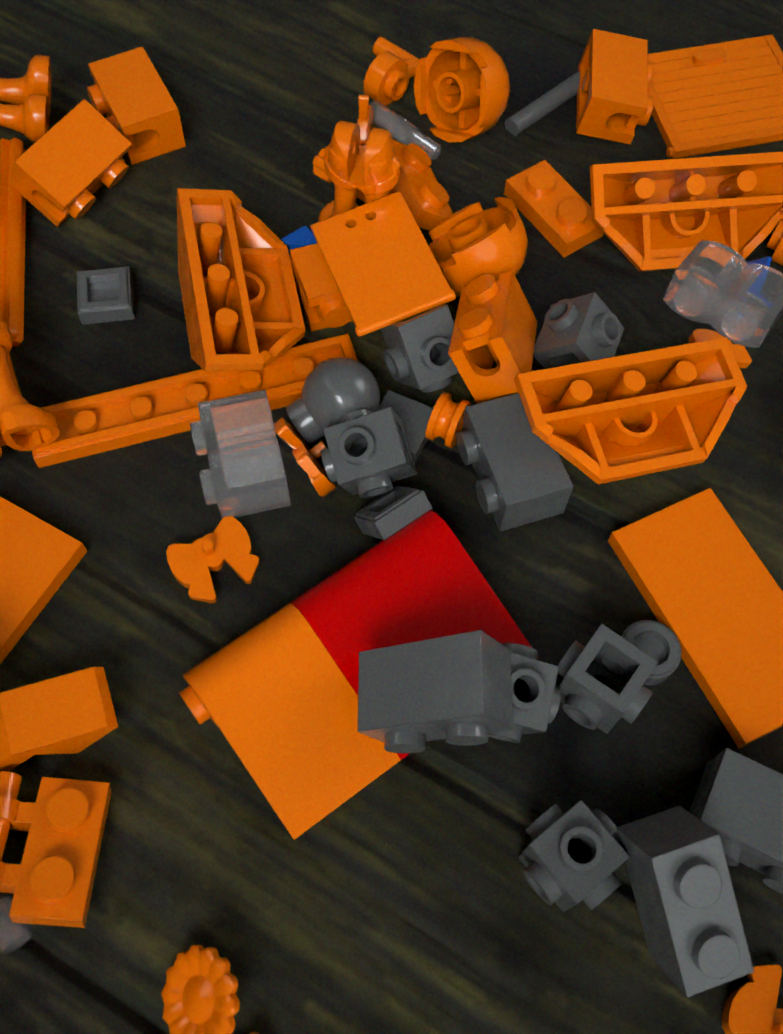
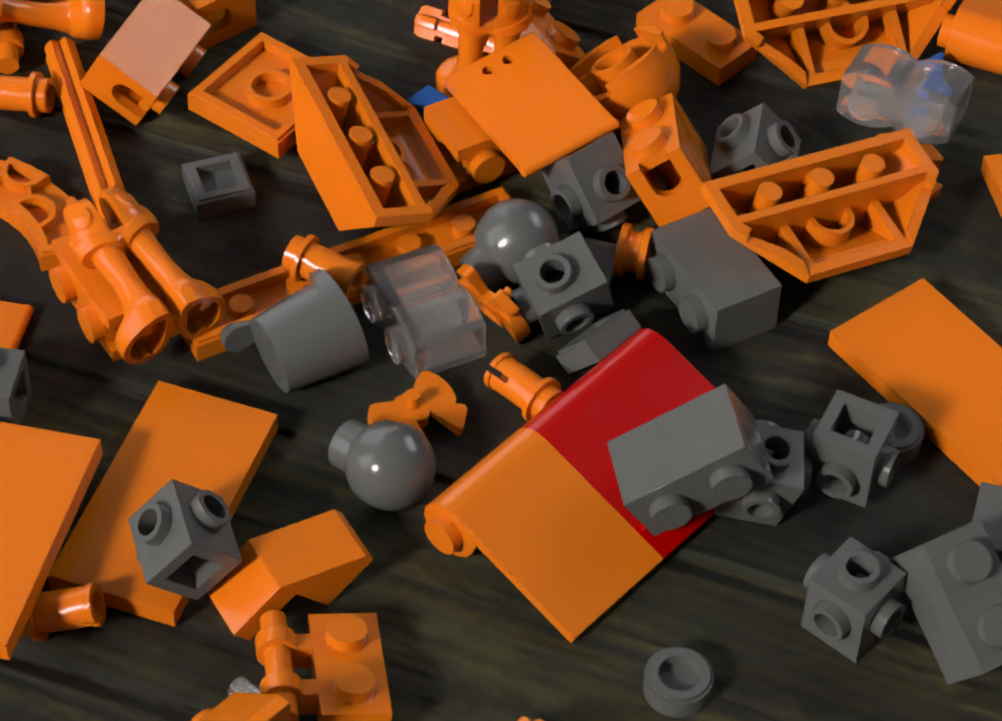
camera: 10 degrees left, 15 degrees down
(122, 467) = (304, 335): none -> dark grey hat
(148, 212) = (252, 95): none -> orange plate
(149, 389) = (306, 255): none -> orange pin
(161, 614) = (384, 462): none -> dark grey piece
(313, 547) = (521, 385): none -> orange pin
(382, 910) = (678, 682): none -> dark grey tile

